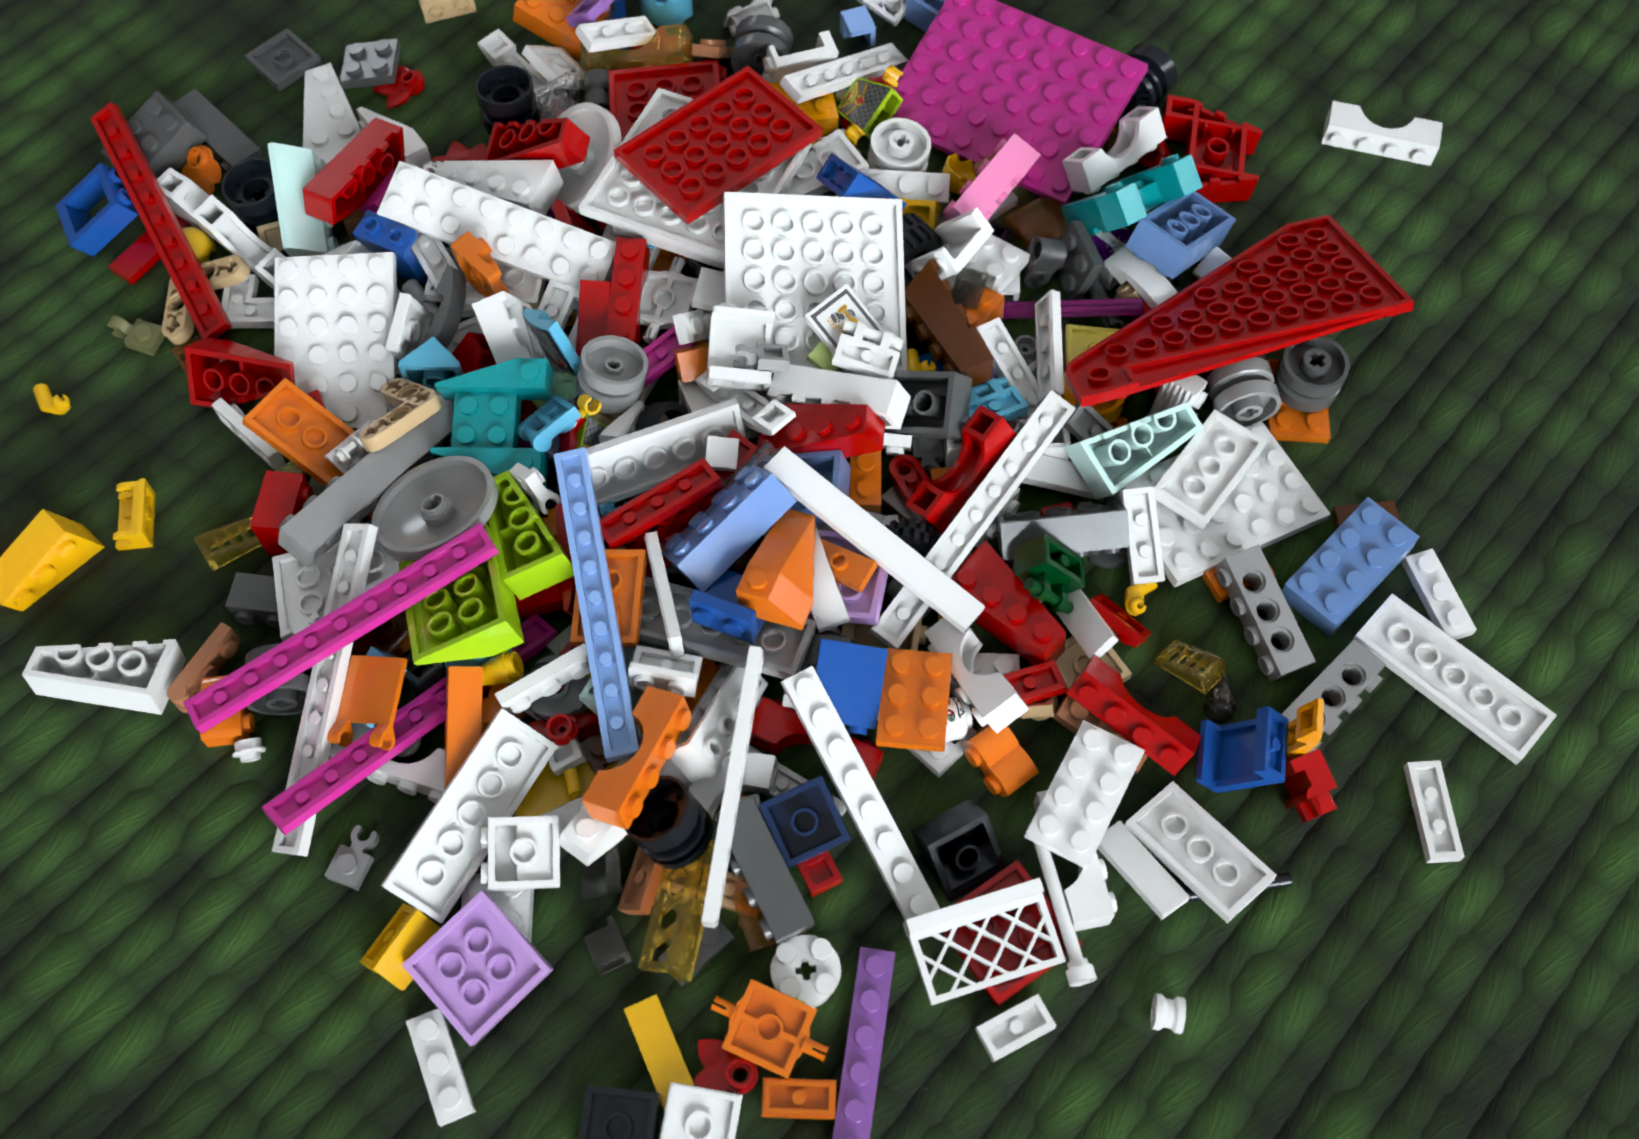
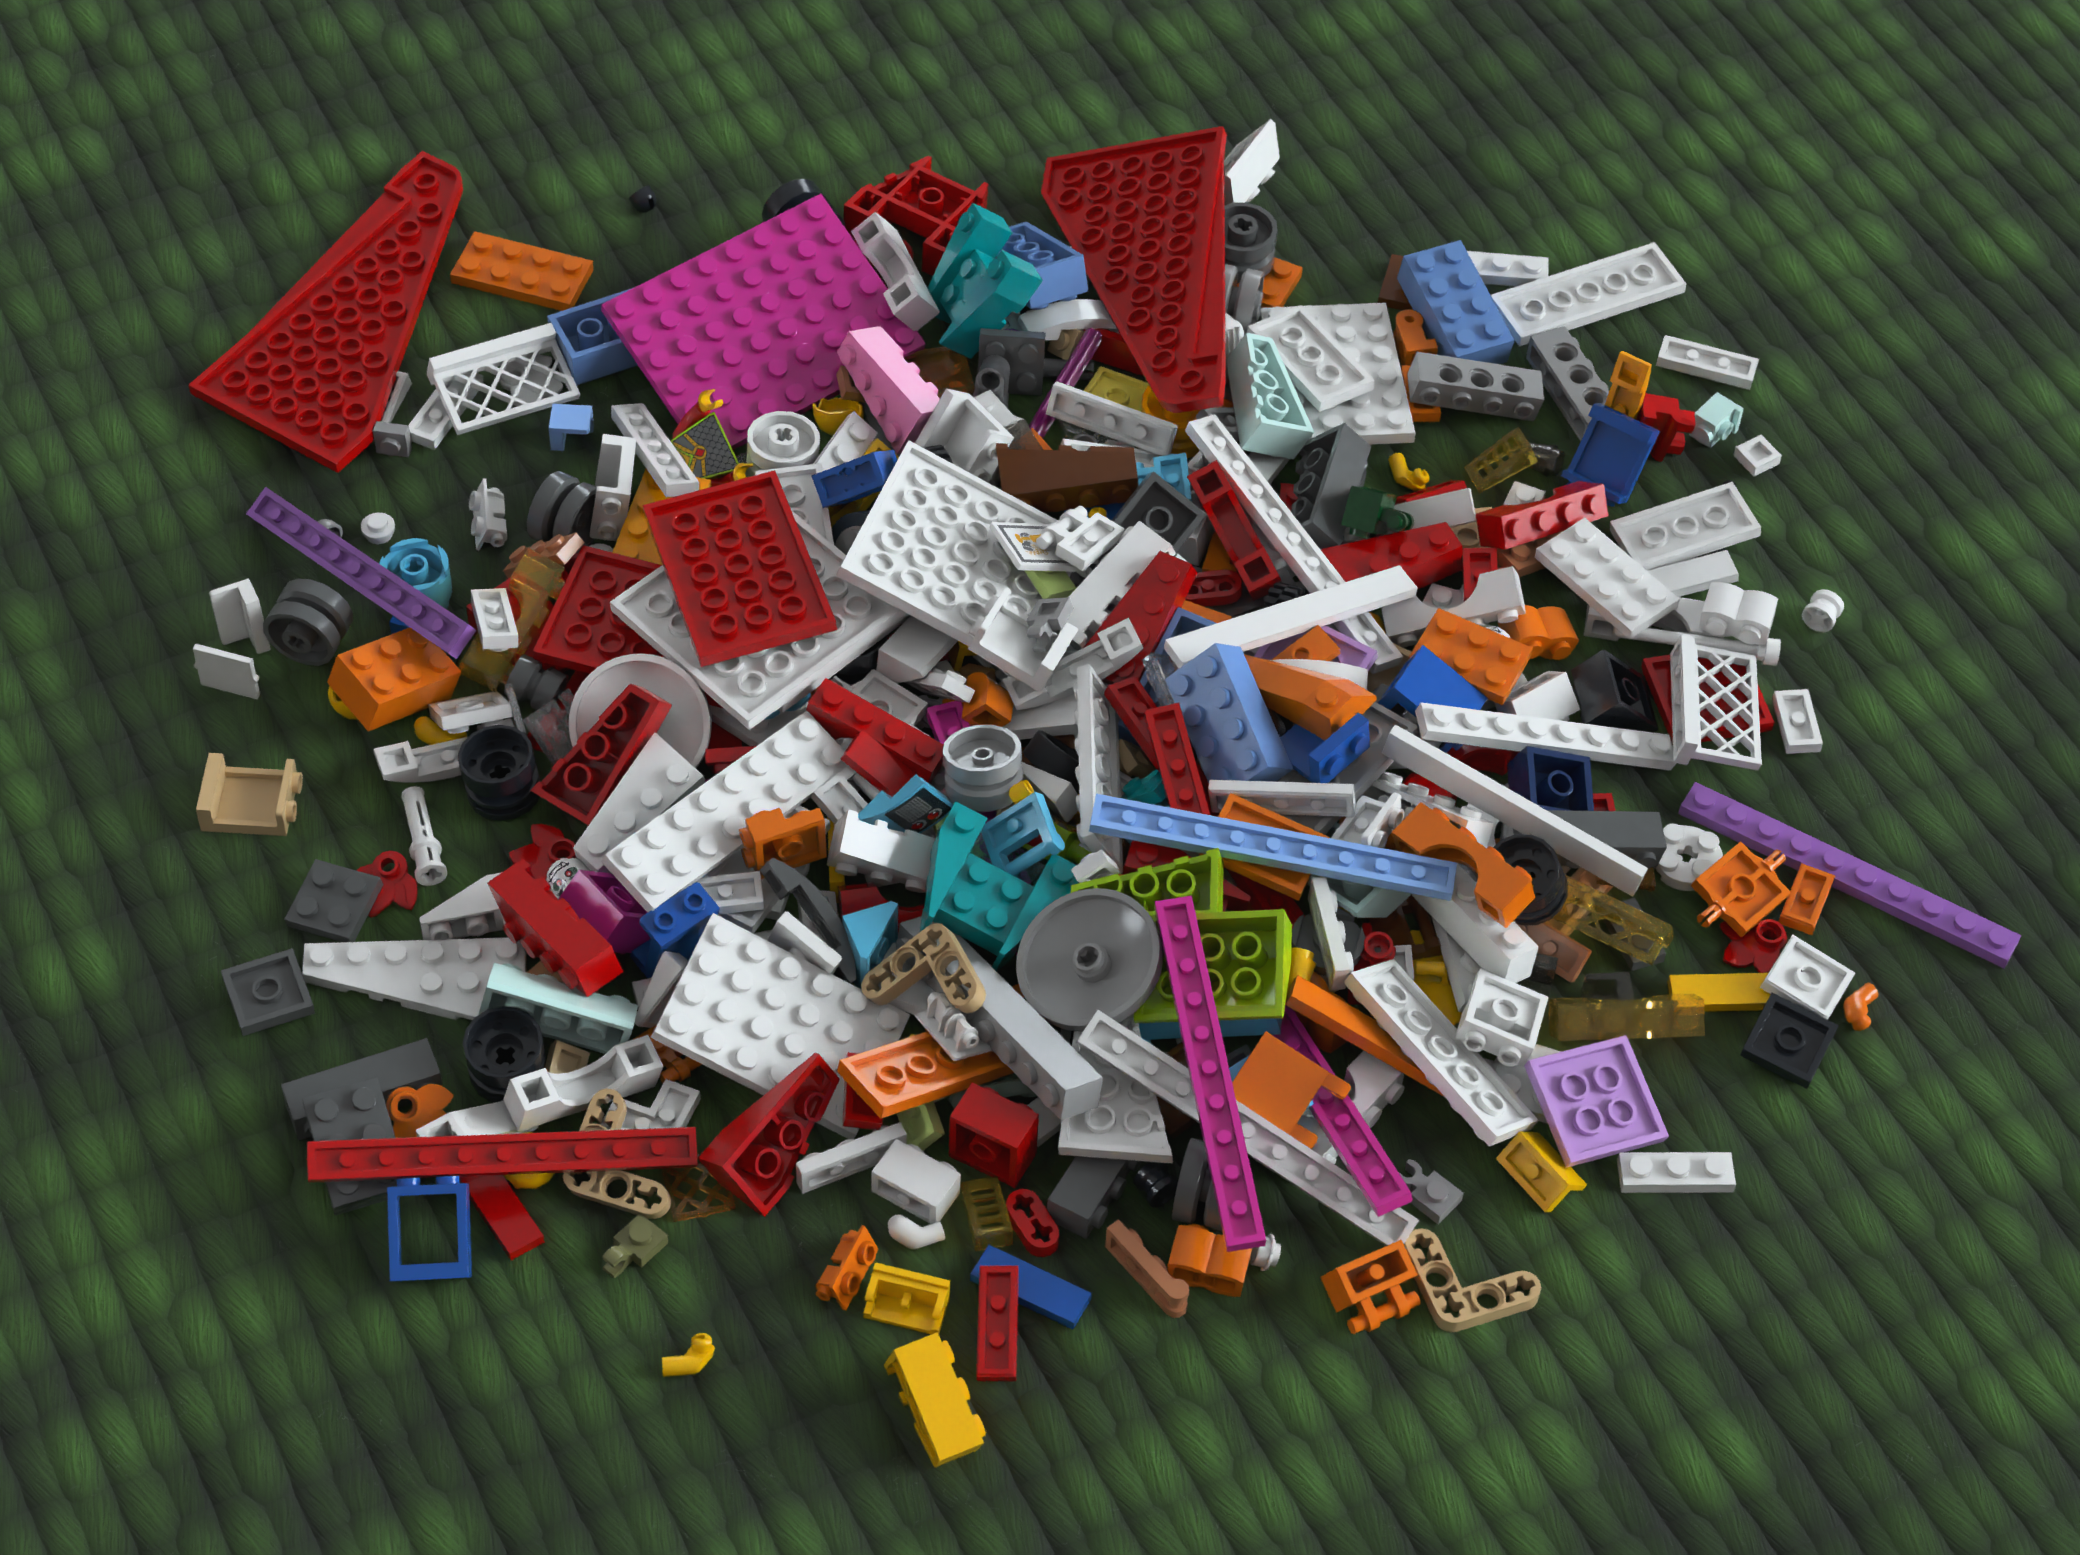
camera: 70 degrees left, 10 degrees down
(107, 674) = (1122, 1356): white wedge -> none
(127, 582) = (997, 1323): none -> red tile
(157, 471) = (855, 1256): none -> orange hinge
(172, 595) = (1040, 1289): none -> blue tile
(195, 500) = (912, 1235): none -> white arm
(226, 572) = (1038, 1219): none -> red beam
(234, 834) = (1367, 1277): none -> orange brick
(238, 483) = (916, 1181): none -> white brick
(248, 920) = (1465, 1298): none -> tan beam
(437, 93) = (424, 847): none -> white pin
(595, 1005) = (1640, 1018): none -> clear yellow arch
(722, 453) = (1133, 702): white tile -> none
(911, 782) = (1542, 697): none -> white brick
(1096, 925) = (1738, 613): none -> white brick
(1144, 537) = (1385, 445): white plate -> none
(1163, 700) = (1523, 494): none -> white plate
(1291, 550) = (1410, 336): none -> orange leg
(1339, 893) = (1757, 455): none -> white plate
(1351, 130) = (949, 97): white arch -> none
(1357, 839) = (1716, 420): none -> light aqua brick
(1398, 351) = (1250, 164): none -> white slope

